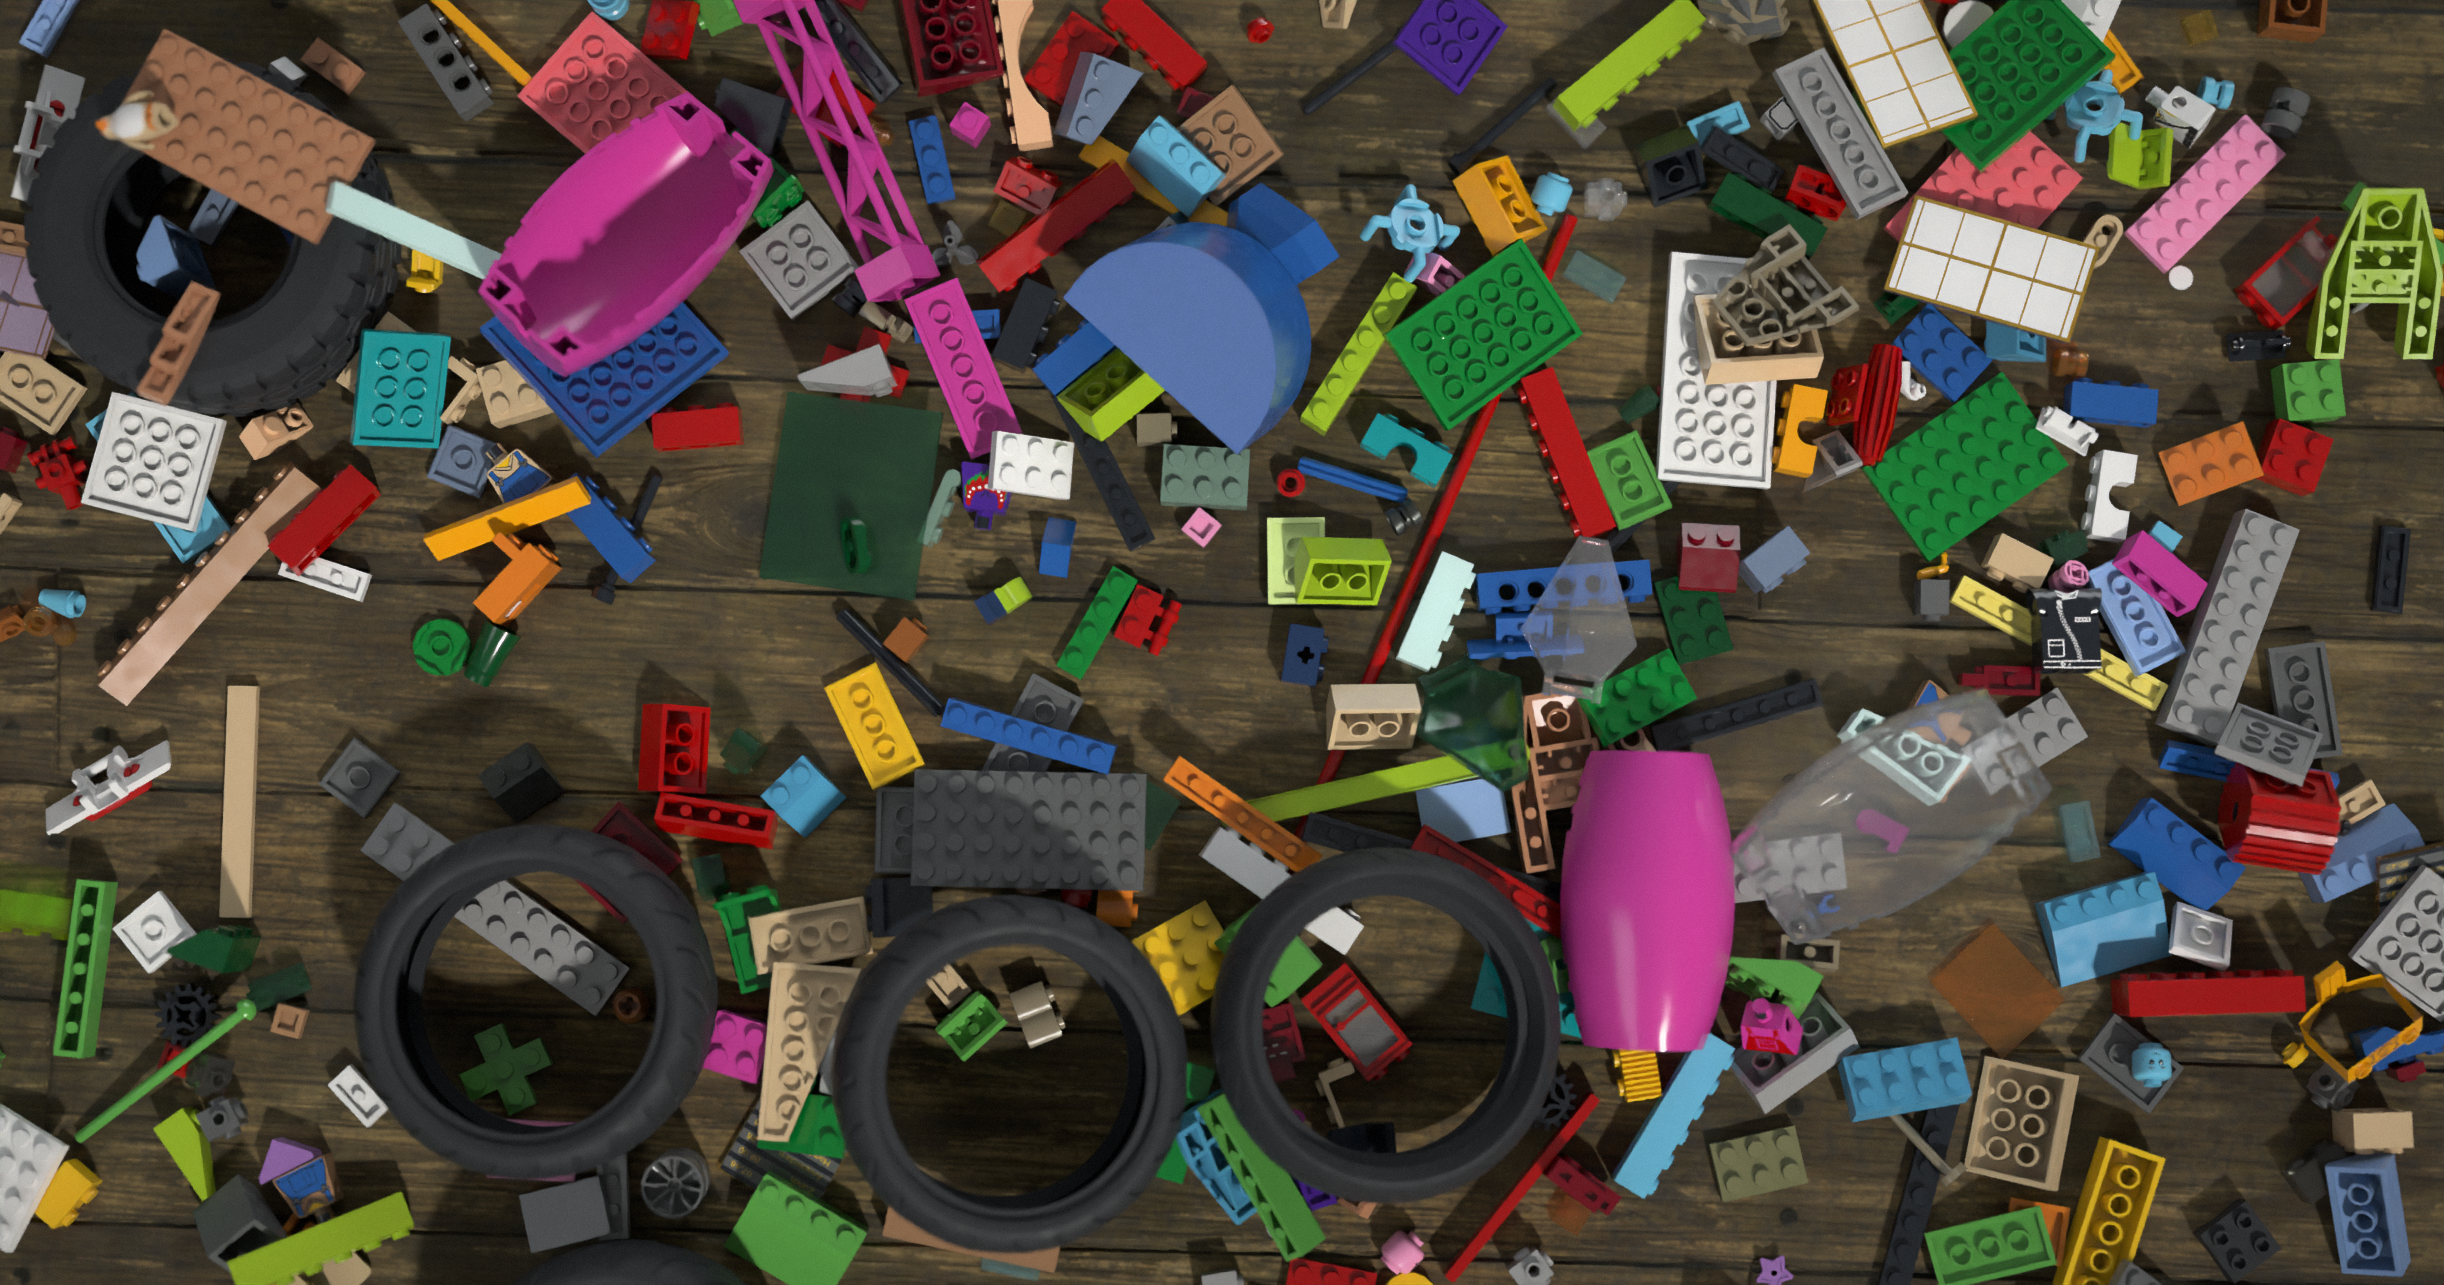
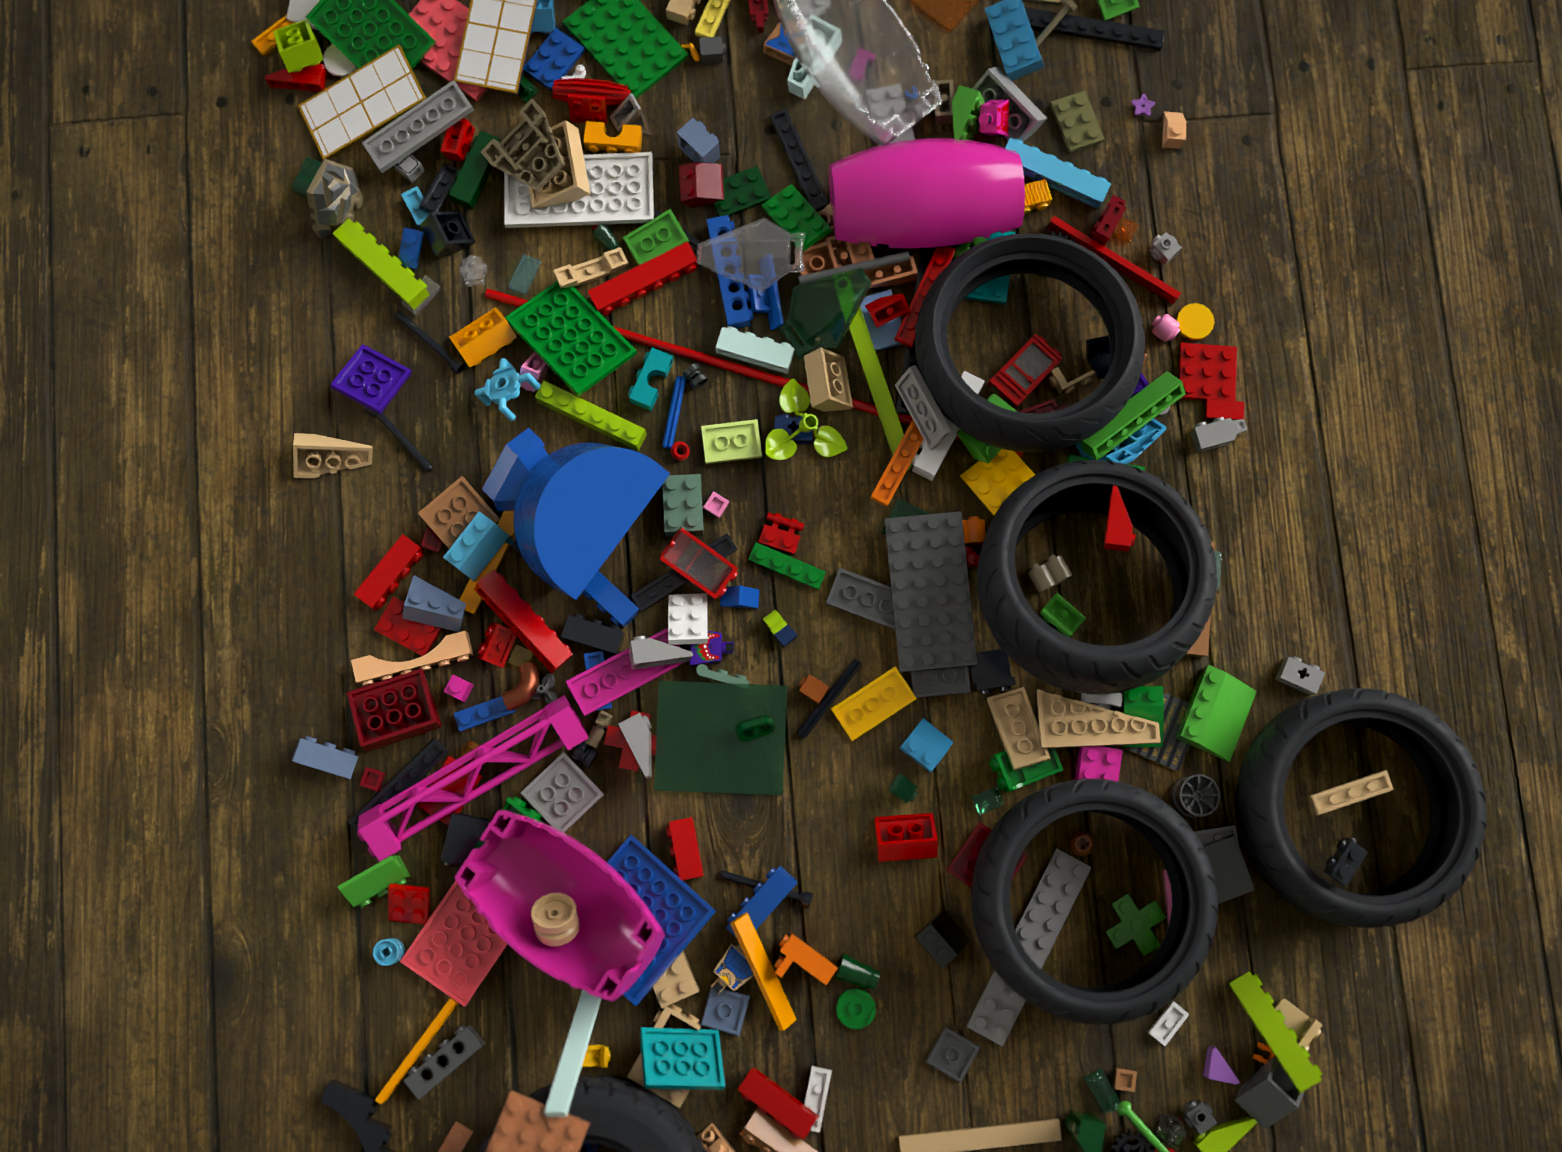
camera: 95 degrees left, 5 degrees down
(312, 1188) = (1236, 1046): torso -> none
(611, 228) = (555, 919): none -> tan wheel
(716, 820) = (951, 800): red brick -> none
(956, 221) = (525, 689): none -> copper cylinder
(980, 404) = (653, 653): none -> light grey slope
(1029, 736) = (868, 601): blue arch -> none
(1063, 1107) = (1119, 526): none -> red slope
(1109, 395) = (633, 572): lime slope -> none
(1110, 488) = (698, 563): none -> clear door
(1155, 429) = (654, 541): dark tan brick -> none
(1259, 30) = (378, 503): red plate -> none
(1278, 630) = (778, 442): none -> lime plant
(1303, 849) = (922, 407): none -> light grey plate
(1340, 570) = (735, 410): lime slope -> none
(1472, 817) = (887, 308): none -> red slope
(1541, 774) = (865, 265): none -> dark grey piece
(1551, 193) = (472, 305): medium azure head -> none
(1589, 376) = (591, 270): none -> tan slope
(1652, 108) = (410, 247): none -> blue plate

